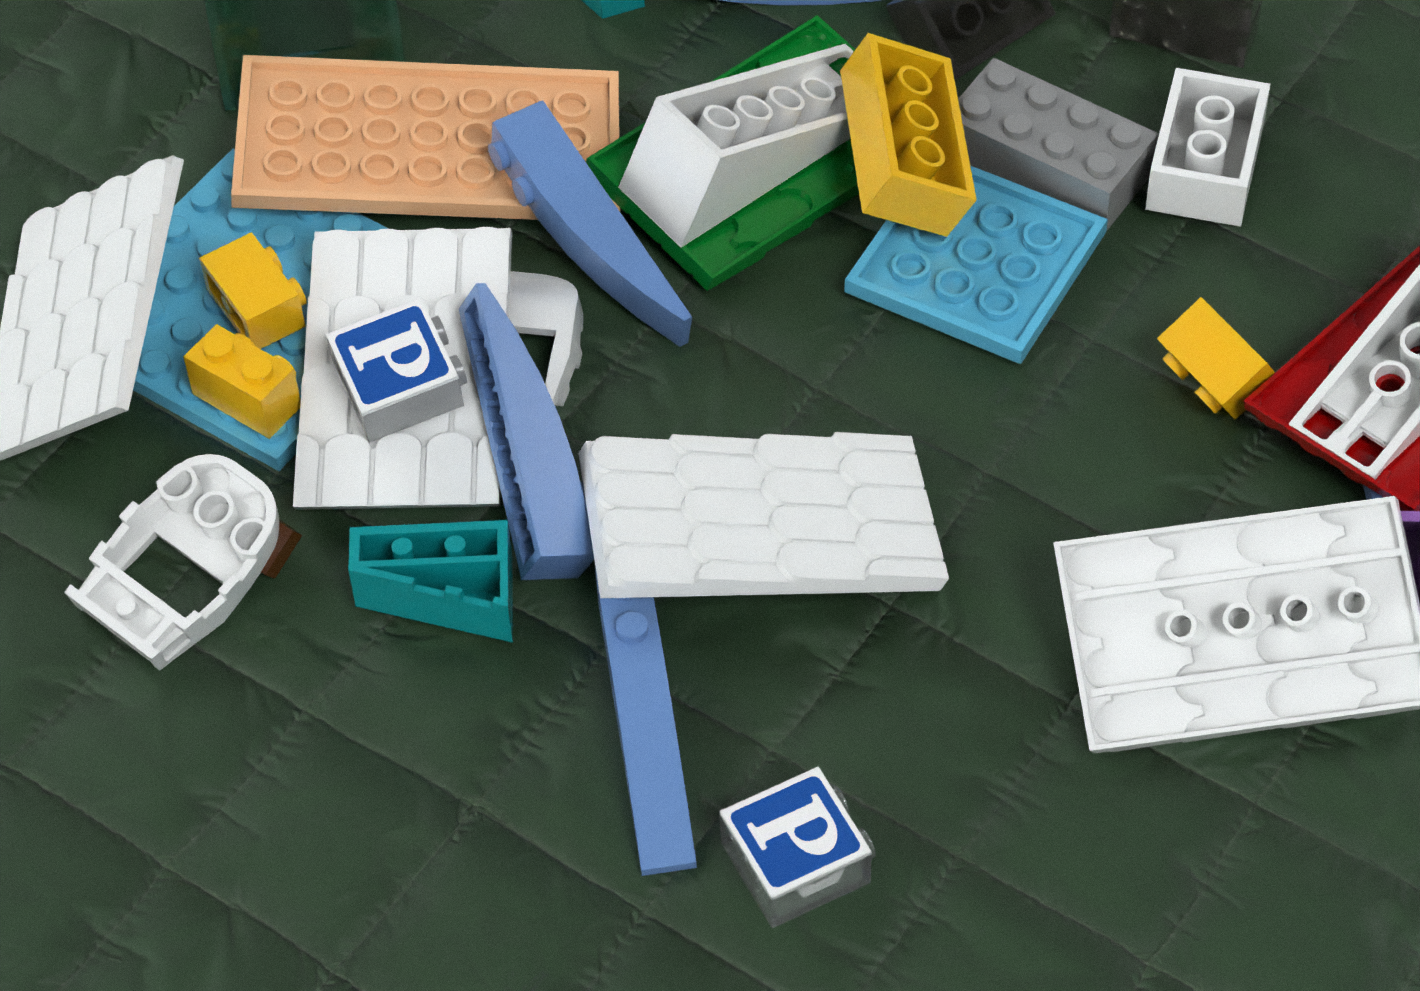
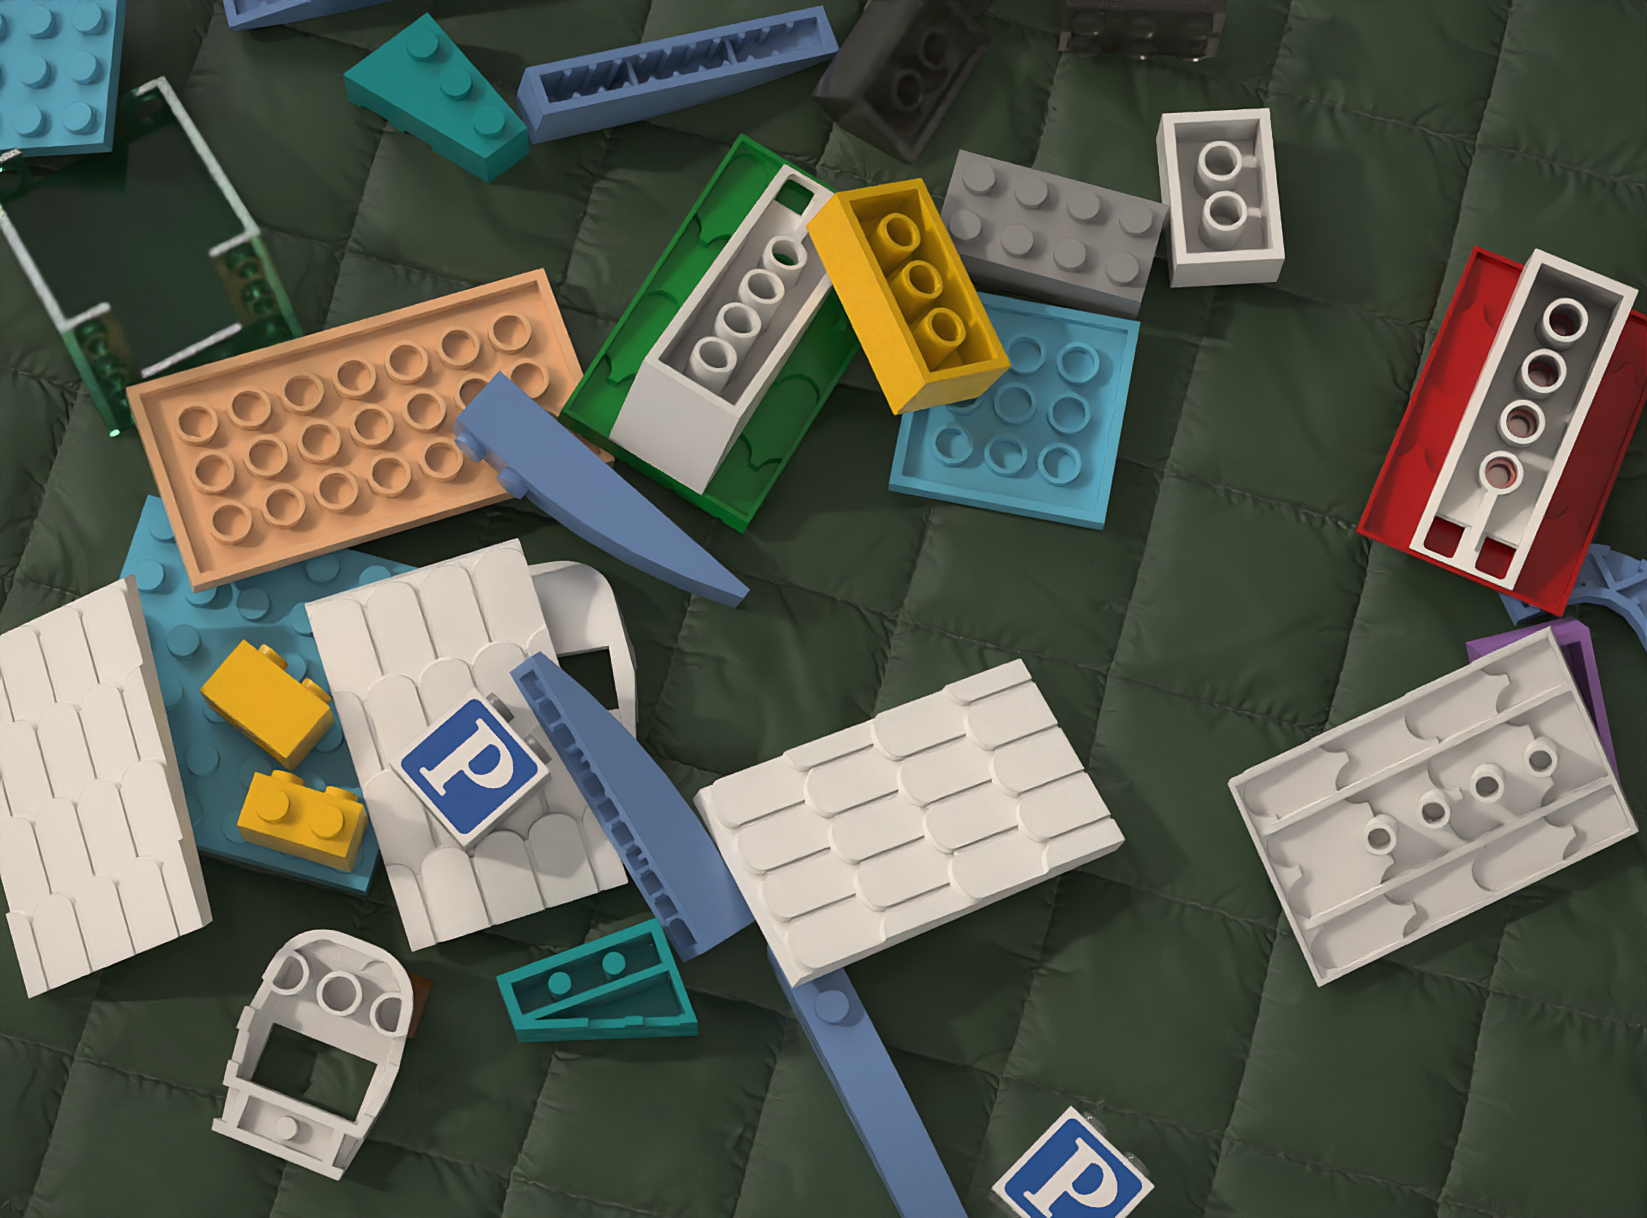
camera: 25 degrees left, 20 degrees up
(1215, 357) = (1308, 479): yellow brick -> none

